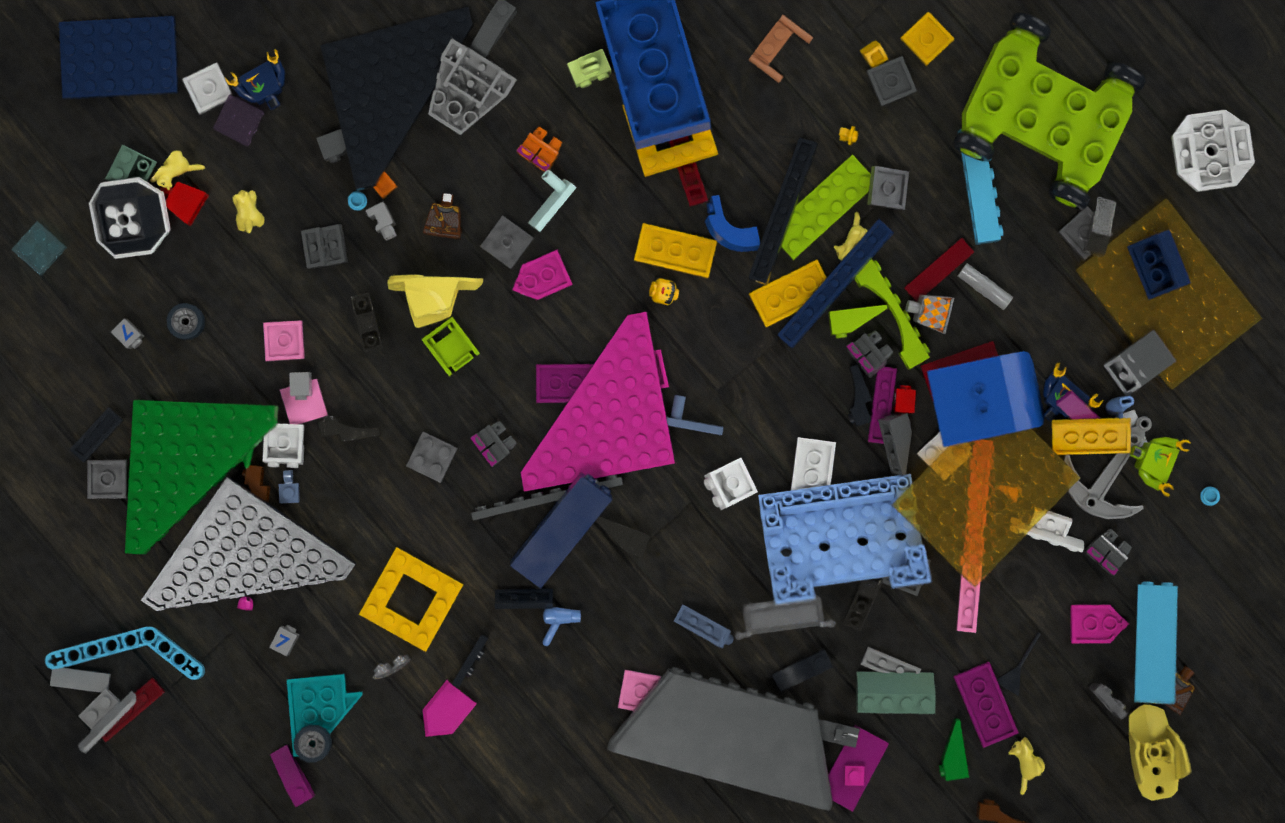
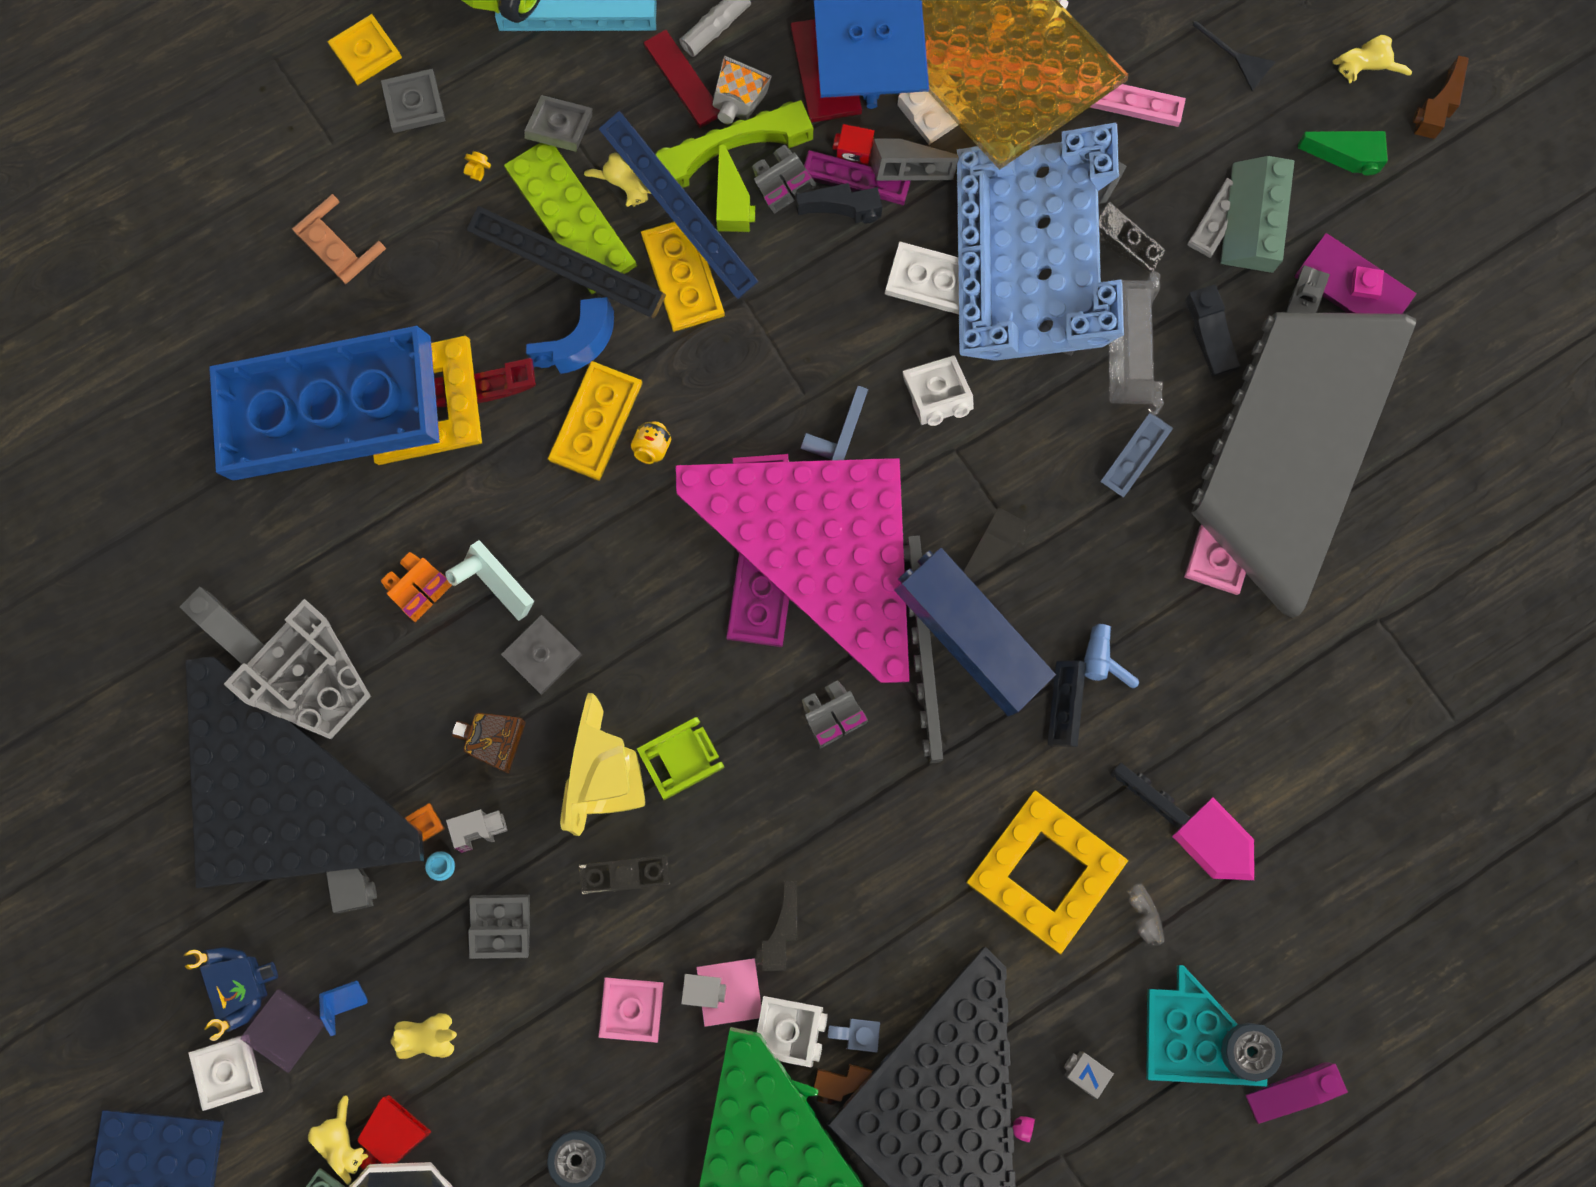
camera: 85 degrees left, 10 degrees down
(262, 152) = (339, 1001): none -> blue bracket
(431, 457) = (839, 810): flat silver plate -> none
(542, 276) = (600, 610): dark pink tile -> none
(589, 68) = (312, 499): yellowish green brick -> none
(874, 54) = (371, 119): yellow slope -> none
(985, 704) = (1283, 103): magenta tile -> none

